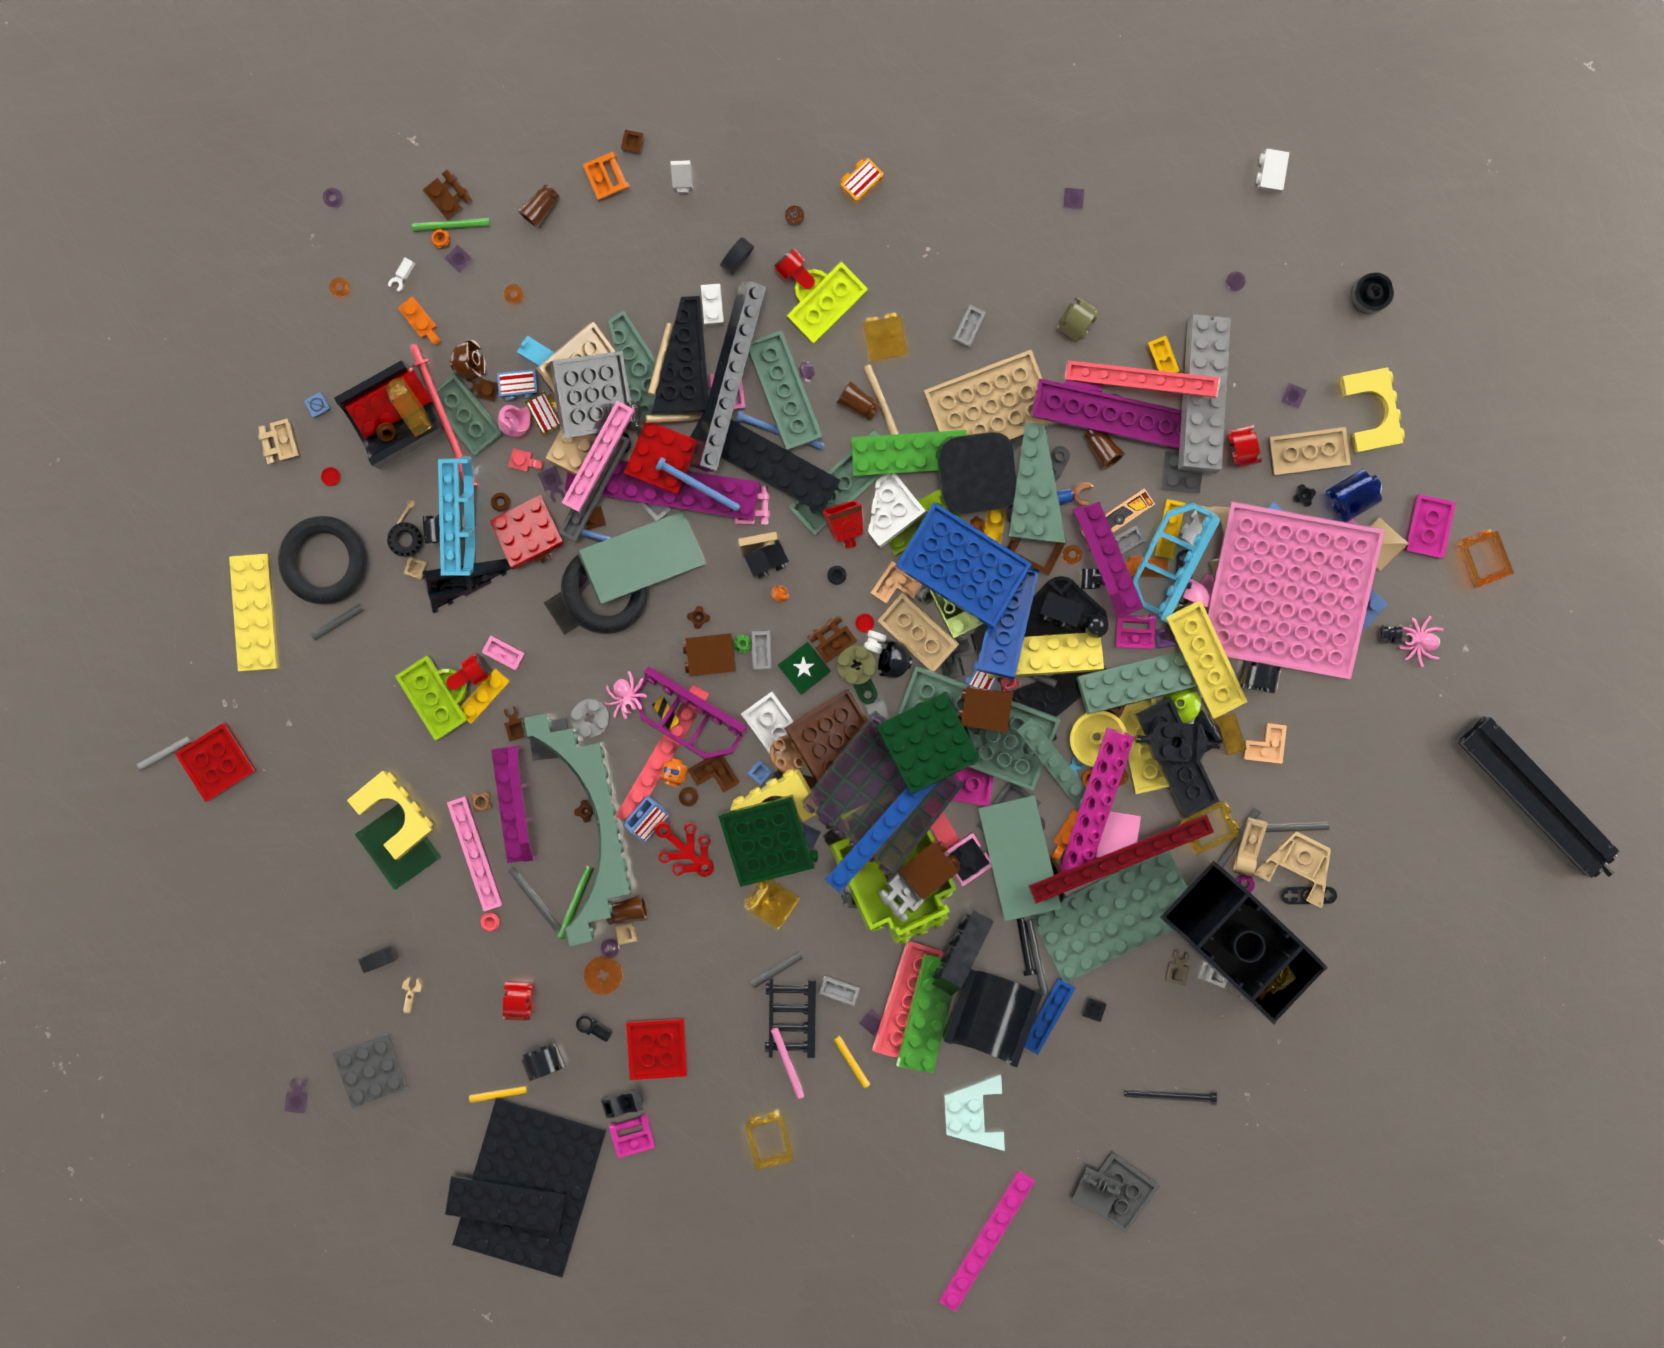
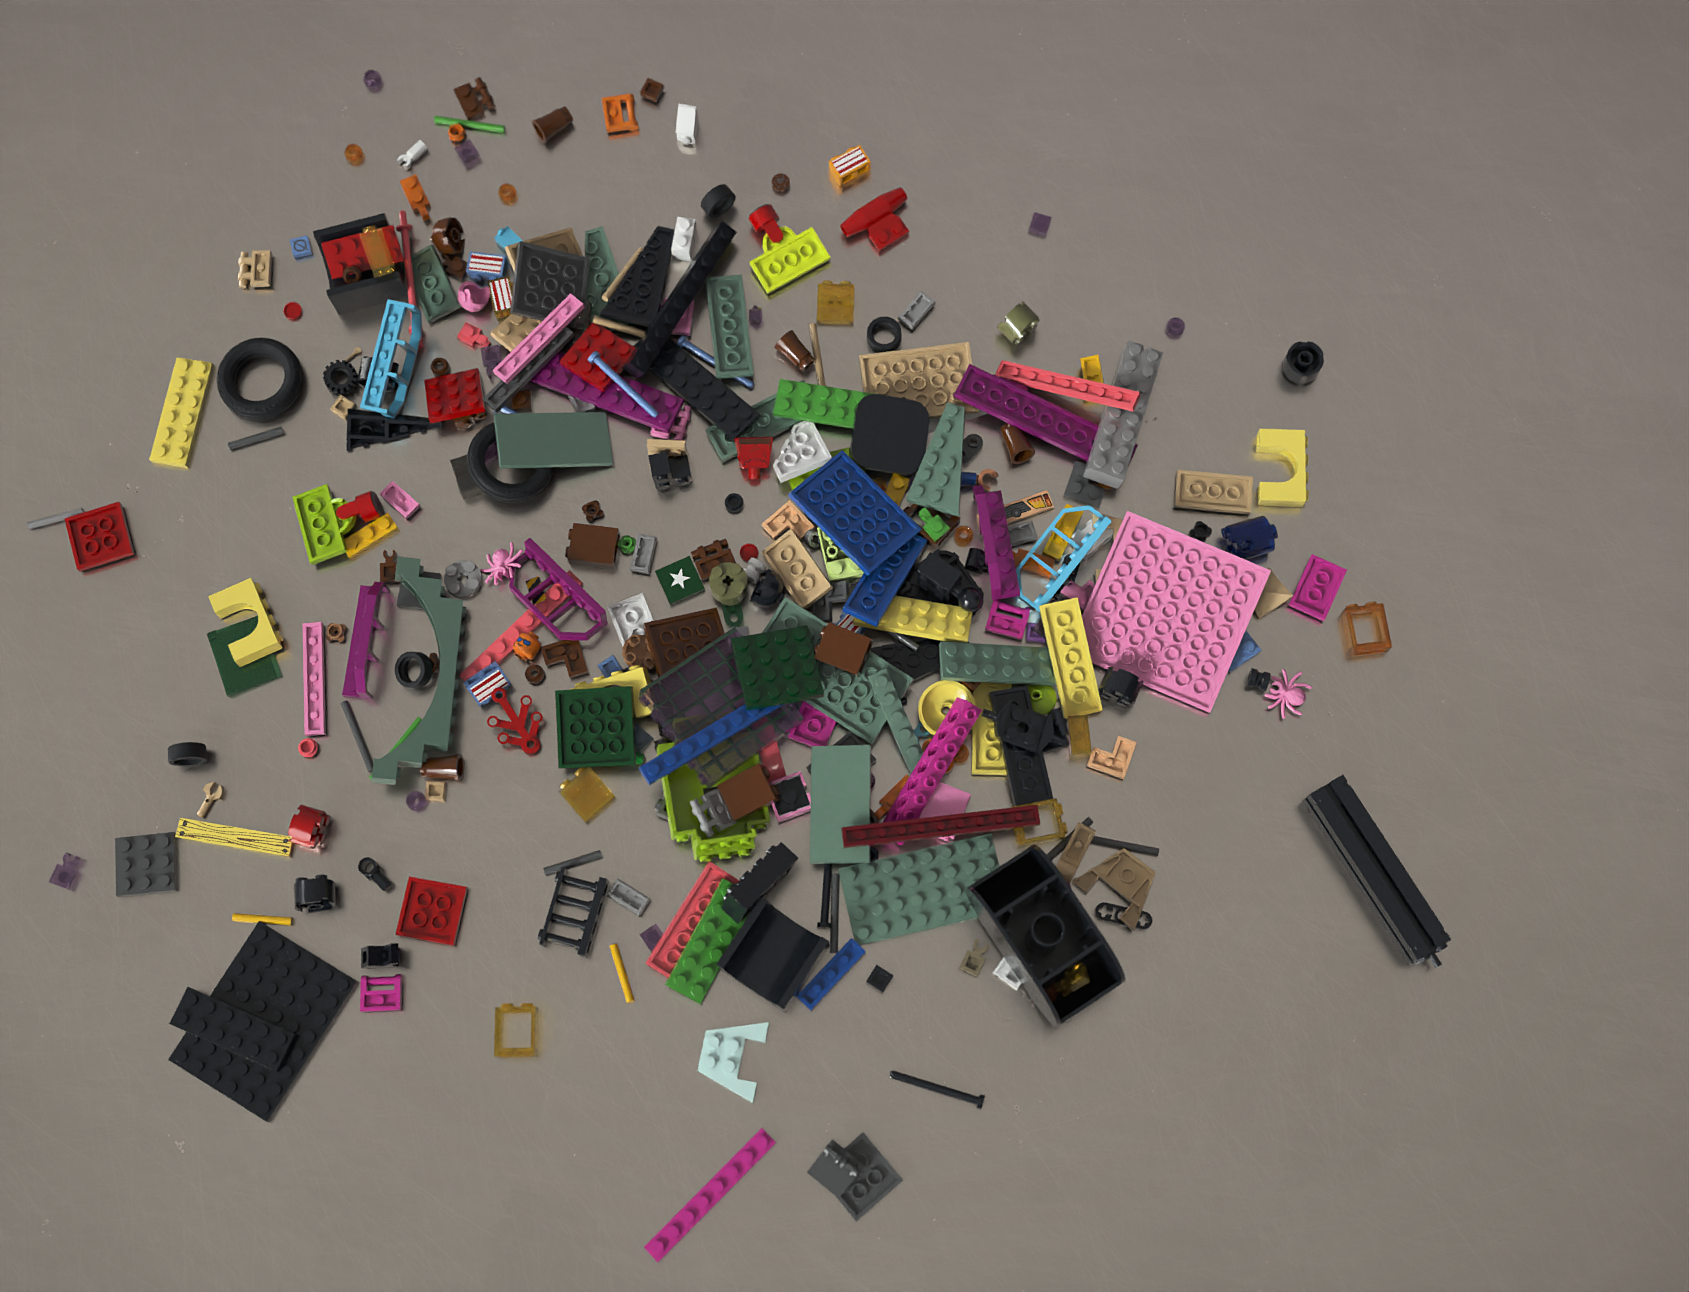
camera: 20 degrees right, 15 degrees down
(446, 1024) = (234, 837): none -> light yellow tile
(560, 830) = (426, 669): none -> black tyre
(598, 985) = (409, 833): clear orange plate -> none
(780, 593) = (675, 505): orange plate -> none
(787, 1063) = (556, 956): bright pink bar -> none
(907, 234) = (878, 218): none -> red plate
(957, 363) = (879, 322): none -> black tyre
(1006, 686) = (876, 633): coral plate -> none
(1043, 558) = (934, 526): none -> bright green plate
(1245, 446) = (1151, 471): red brick -> none
(1273, 170) = (1231, 238): white brick -> none
(1293, 395) = (1208, 438): clear purple plate -> none

